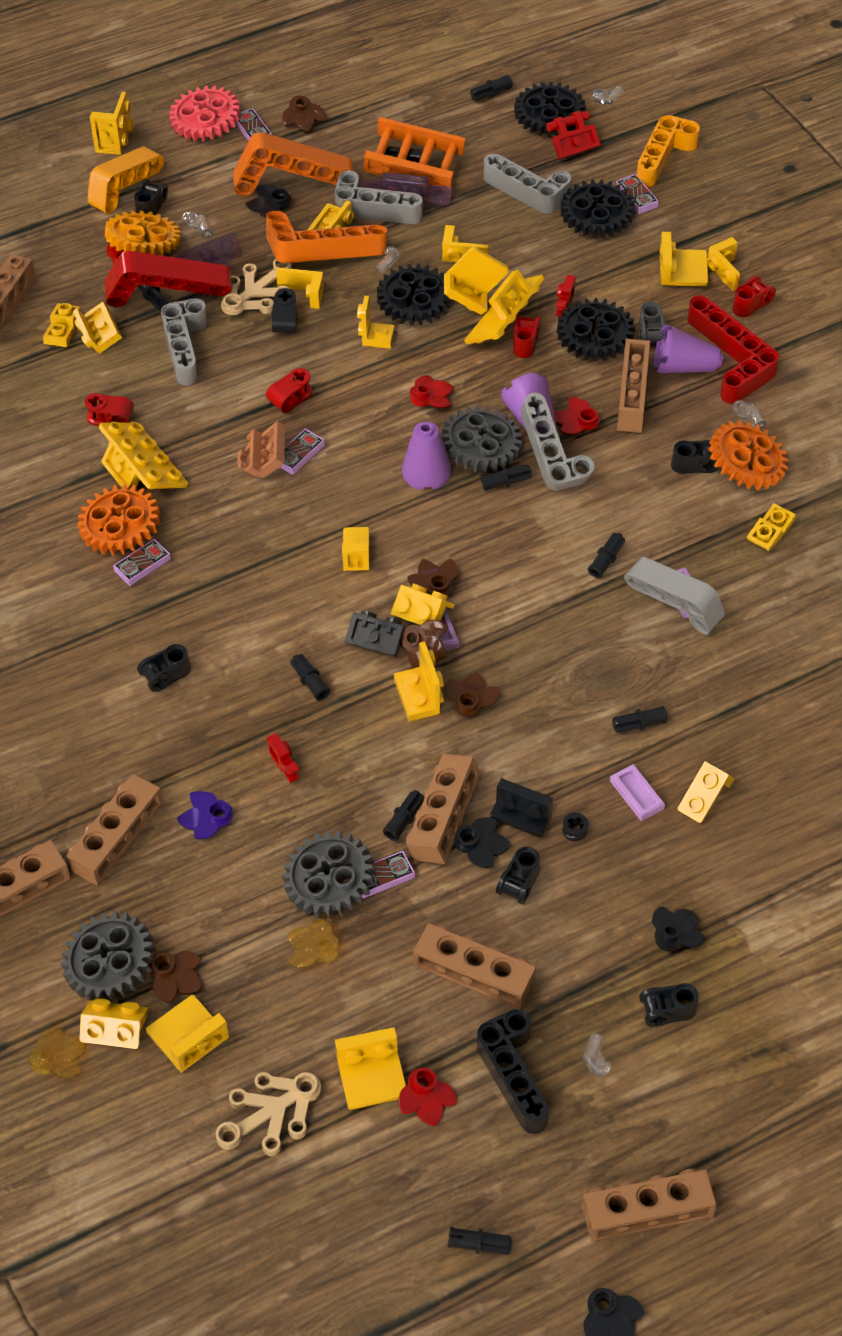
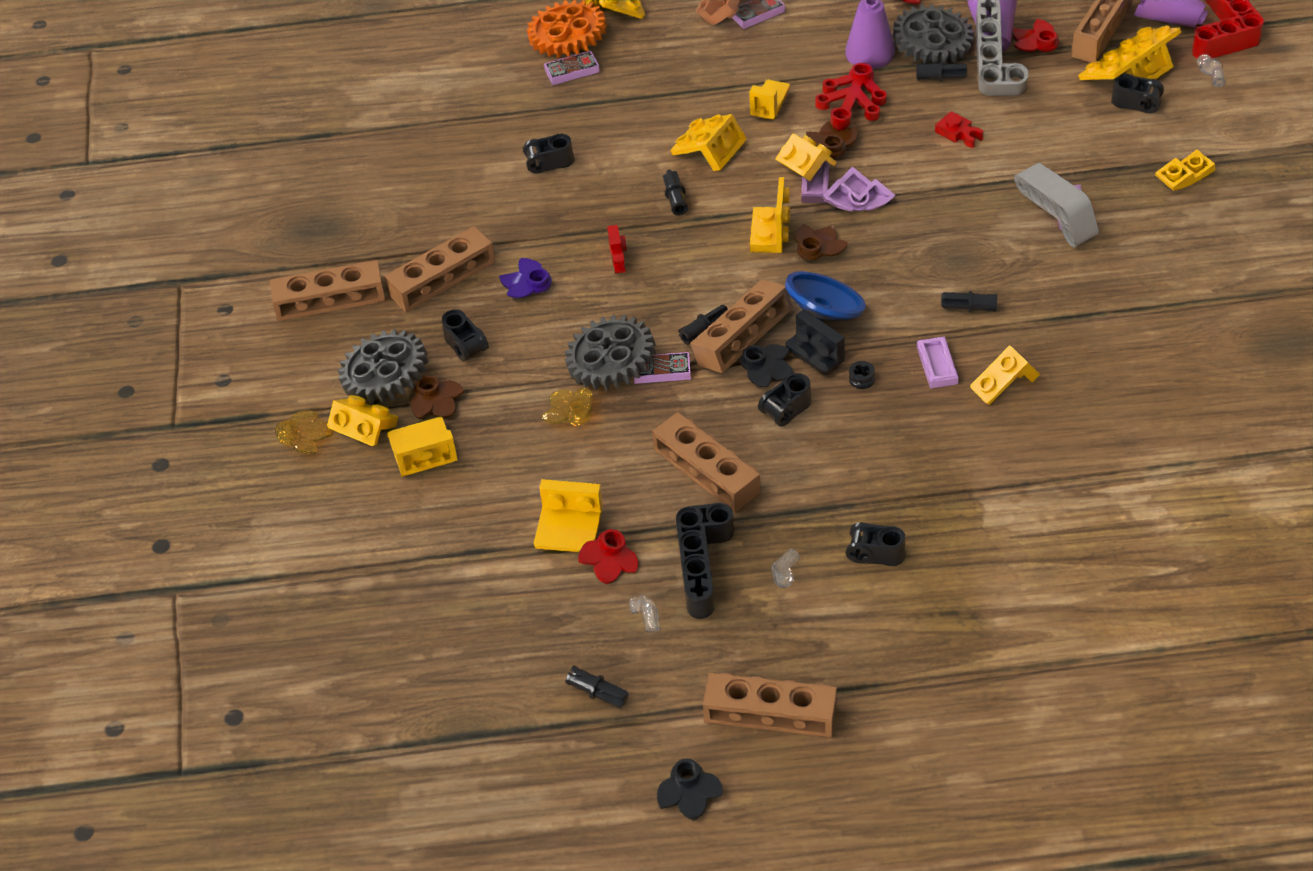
camera: 25 degrees right, 5 degrees down
(177, 901) = (462, 334): none -> black piece
(272, 1108) = (465, 528): tan plant -> none
(319, 606) = (715, 137): none -> yellow bracket
(375, 634) = (751, 170): black bracket -> none
(429, 632) = (797, 181): reddish brown plate -> none
(432, 502) = (858, 76): none -> red plant
(484, 631) = (857, 193): none -> lavender brick
(489, 1140) = (649, 611): none -> clear arm
(509, 754) = (824, 296): none -> blue dish
(546, 534) = (957, 127): none -> red plate
(606, 555) = (1006, 157): black axle -> none
(676, 418) = (1138, 56): none -> yellow bracket
(676, 929) = (916, 485): black plate -> none
(748, 455) = (1208, 110): orange gear -> none

